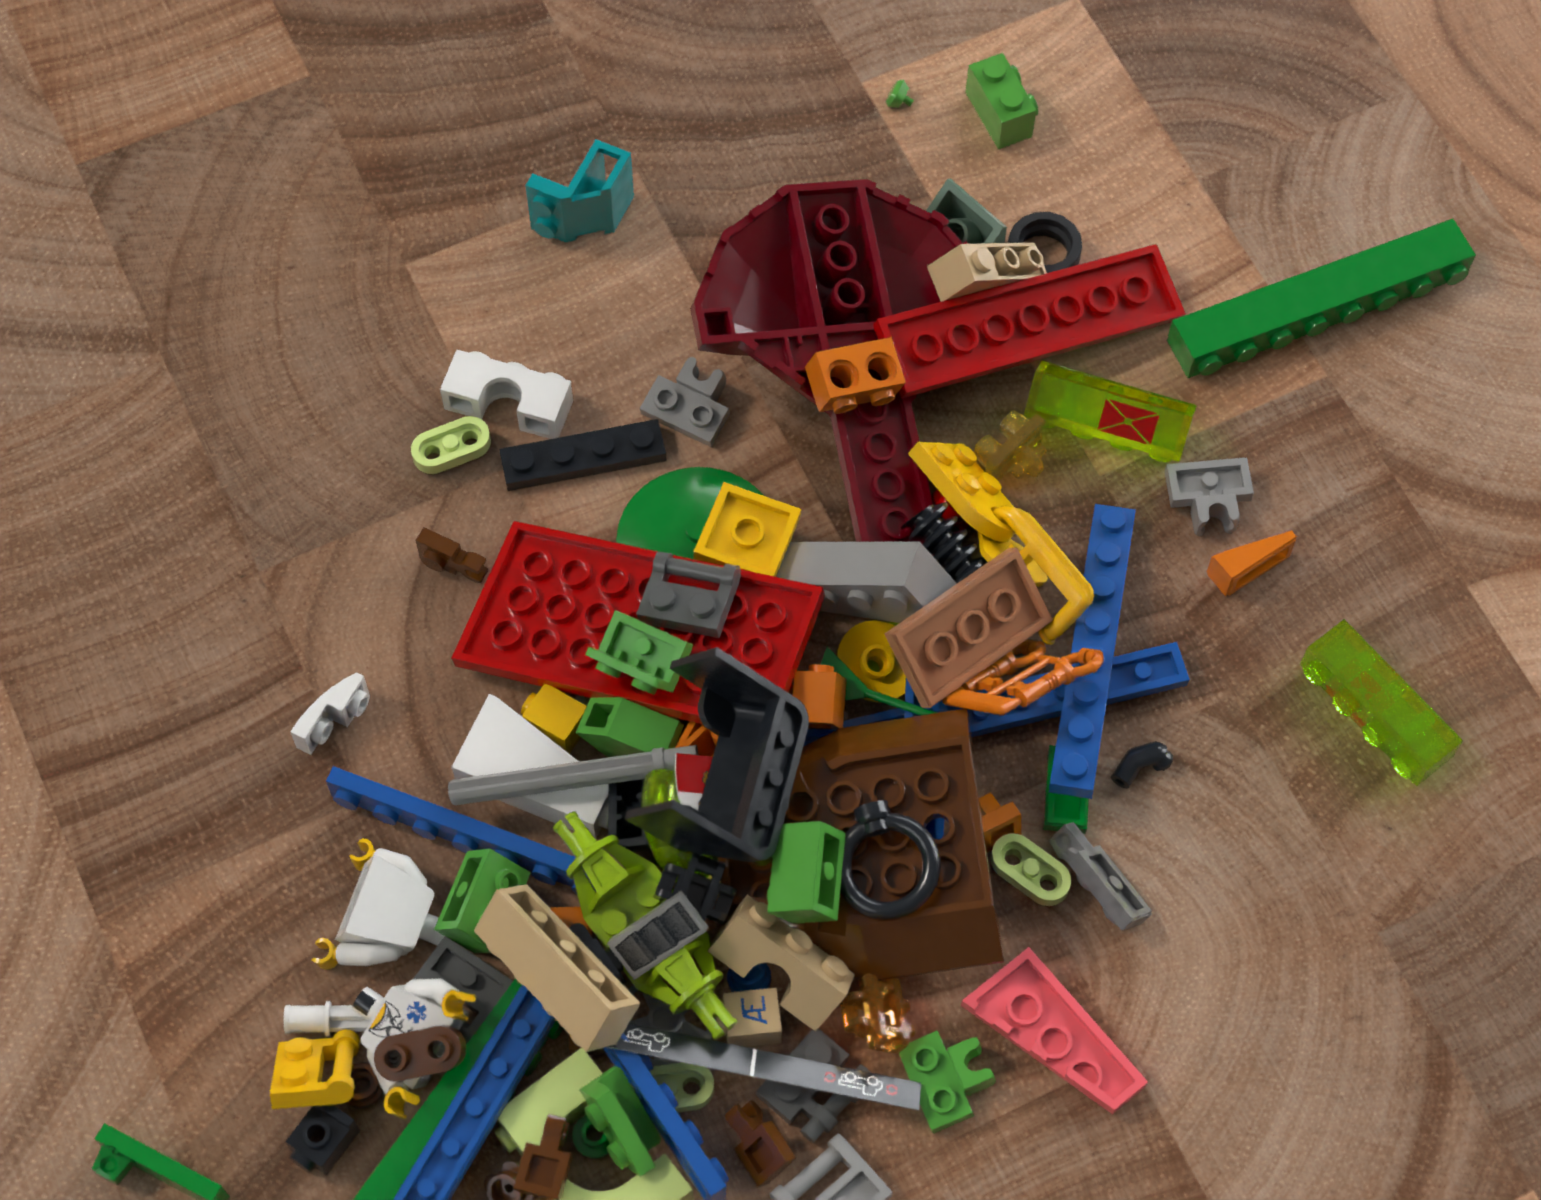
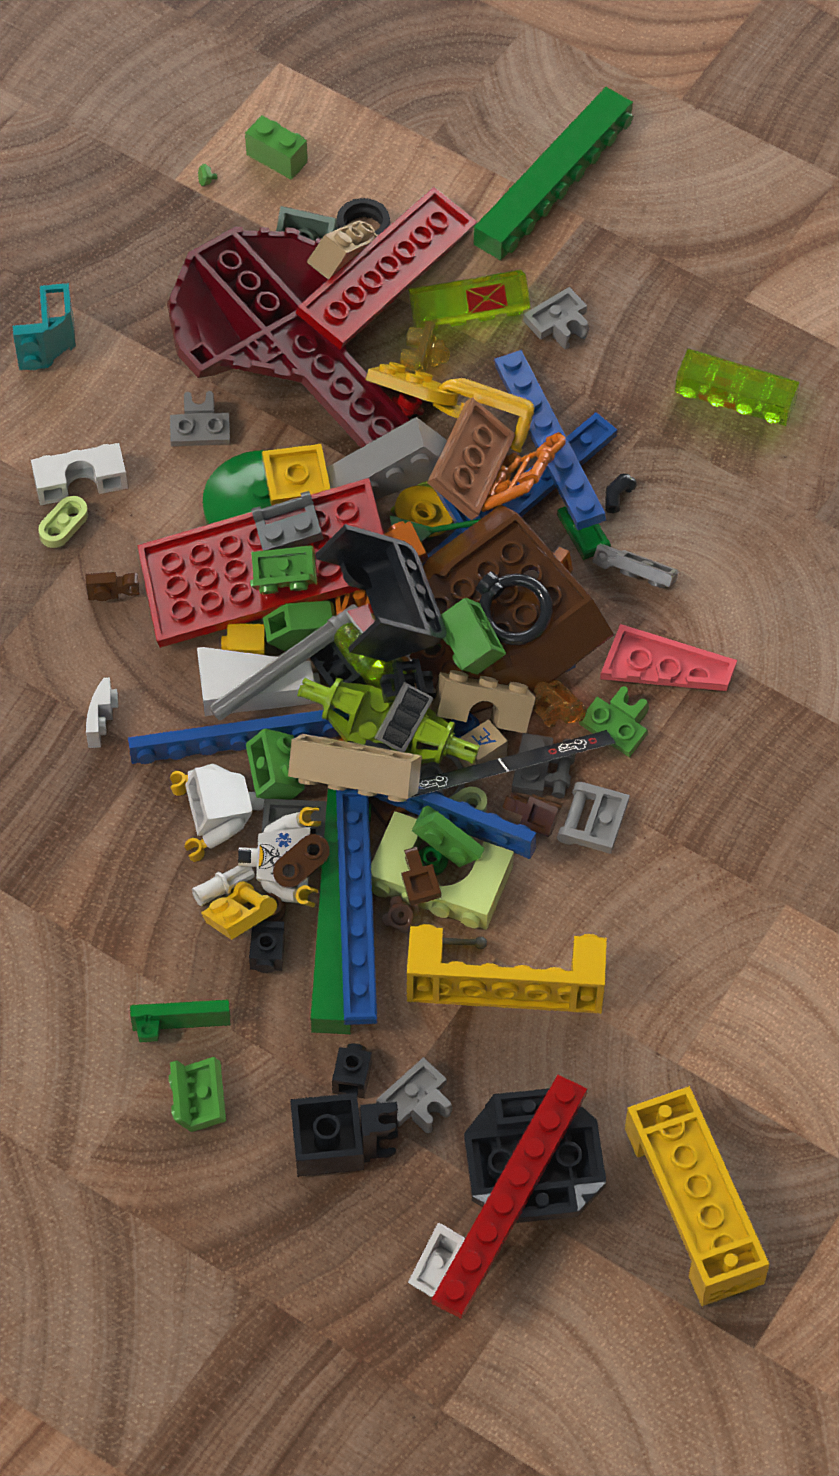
camera: 30 degrees left, 5 degrees down
(582, 455) = (151, 487): black plate -> none
(851, 367) = (306, 346): orange brick -> none
(944, 542) = (406, 412): black piece -> none
(1033, 868) = (595, 578): yellowish green plate -> none
(1245, 563) = (605, 350): orange slope -> none

